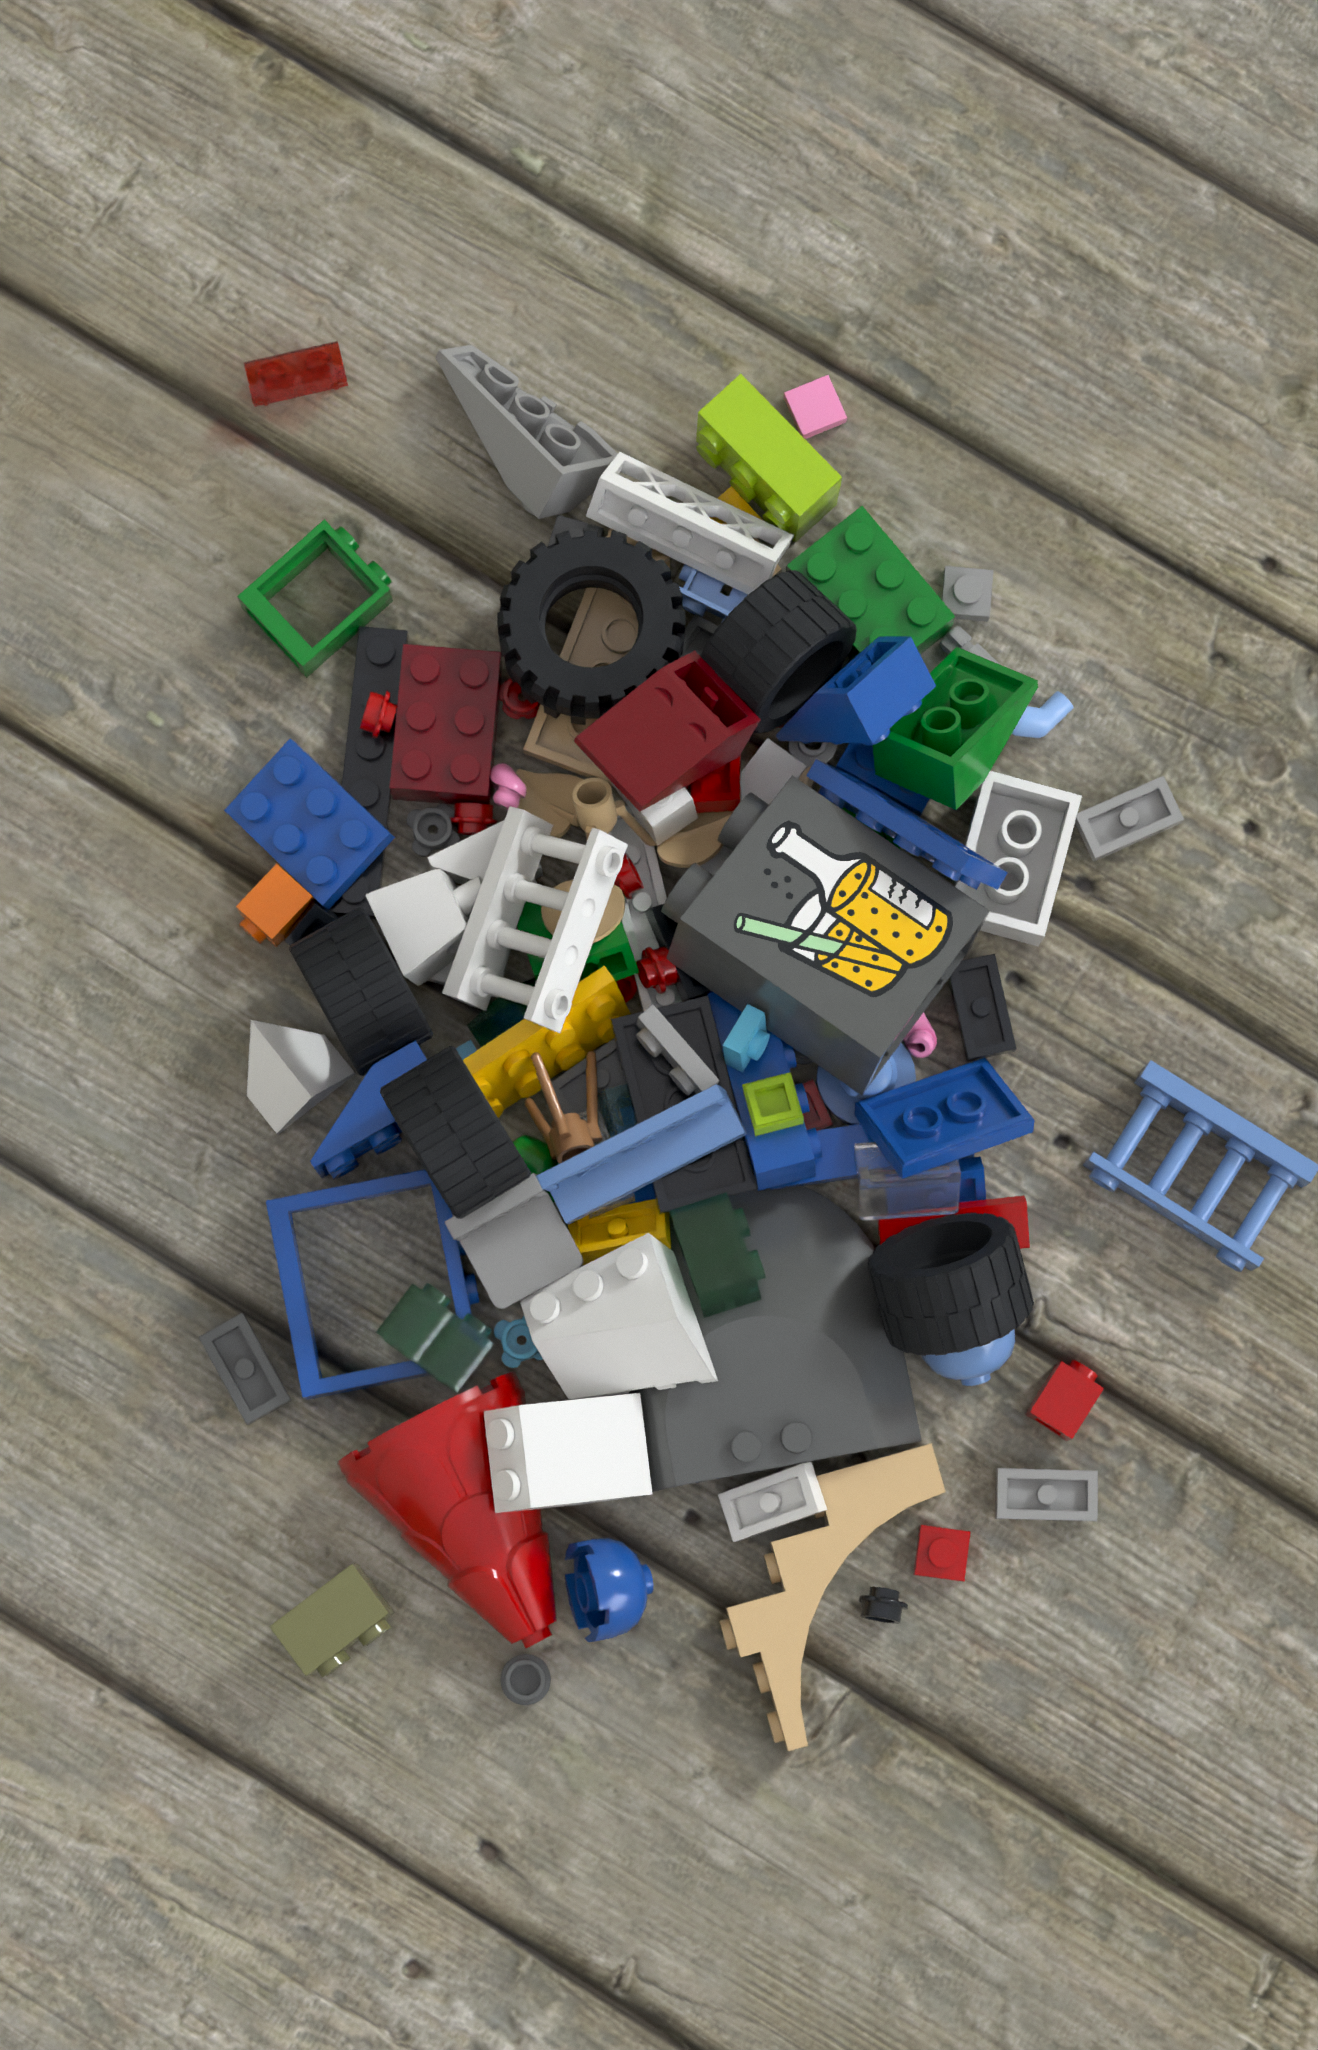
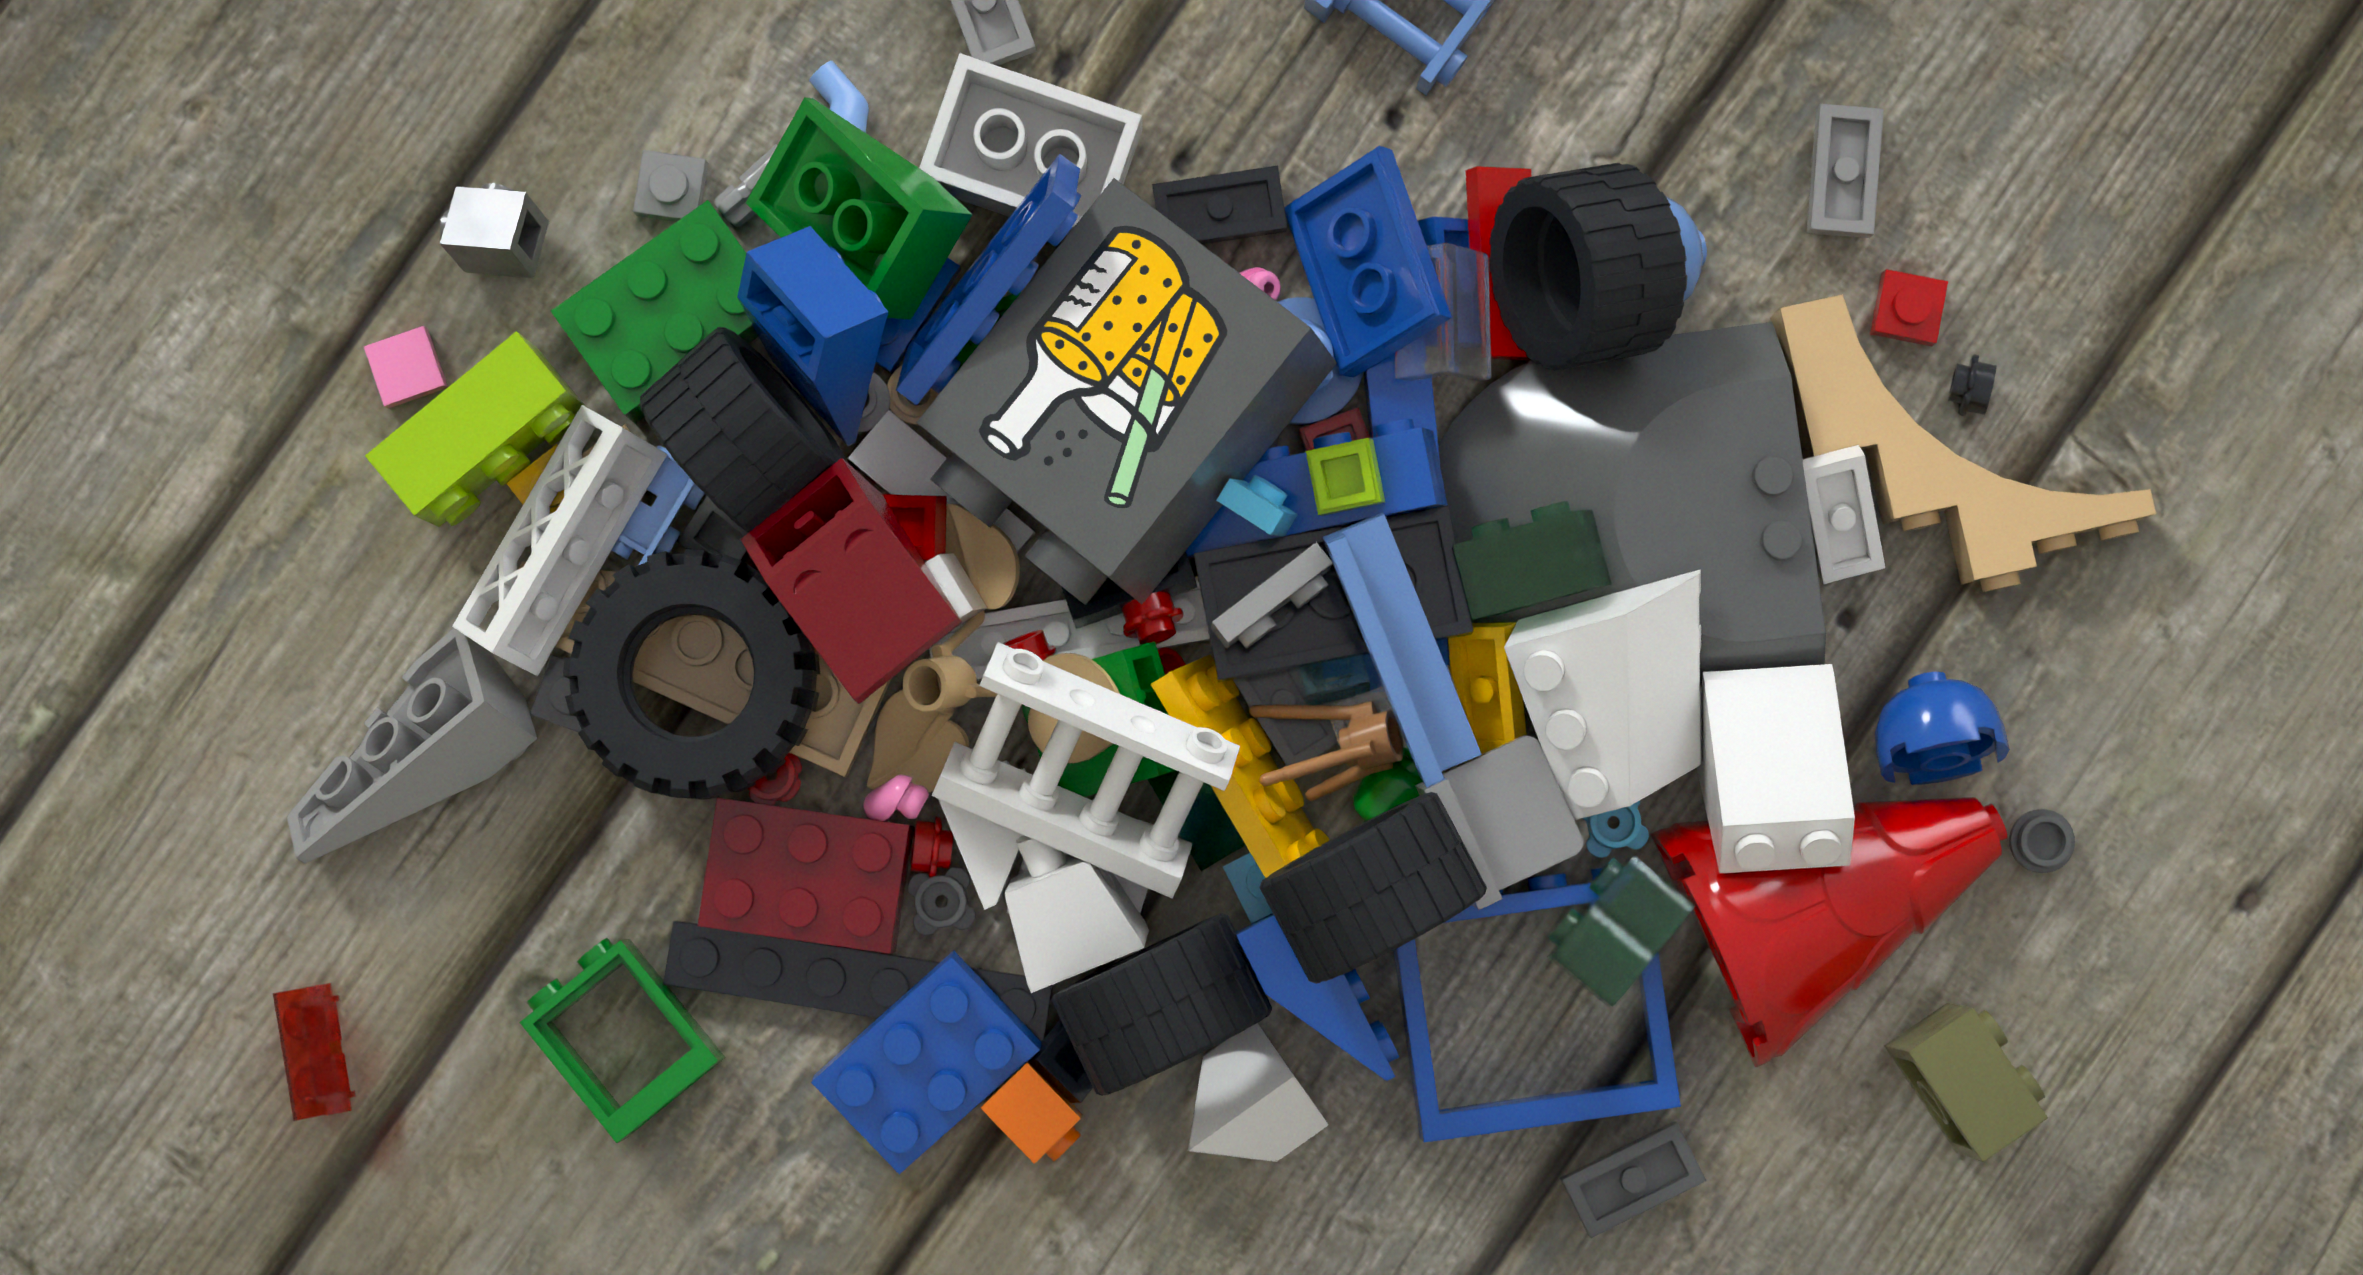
camera: 85 degrees left, 5 degrees up
(378, 714) = (788, 964): red plate -> none
(921, 462) = (494, 231): none -> brick
(1065, 1399) = (1727, 137): red brick -> none

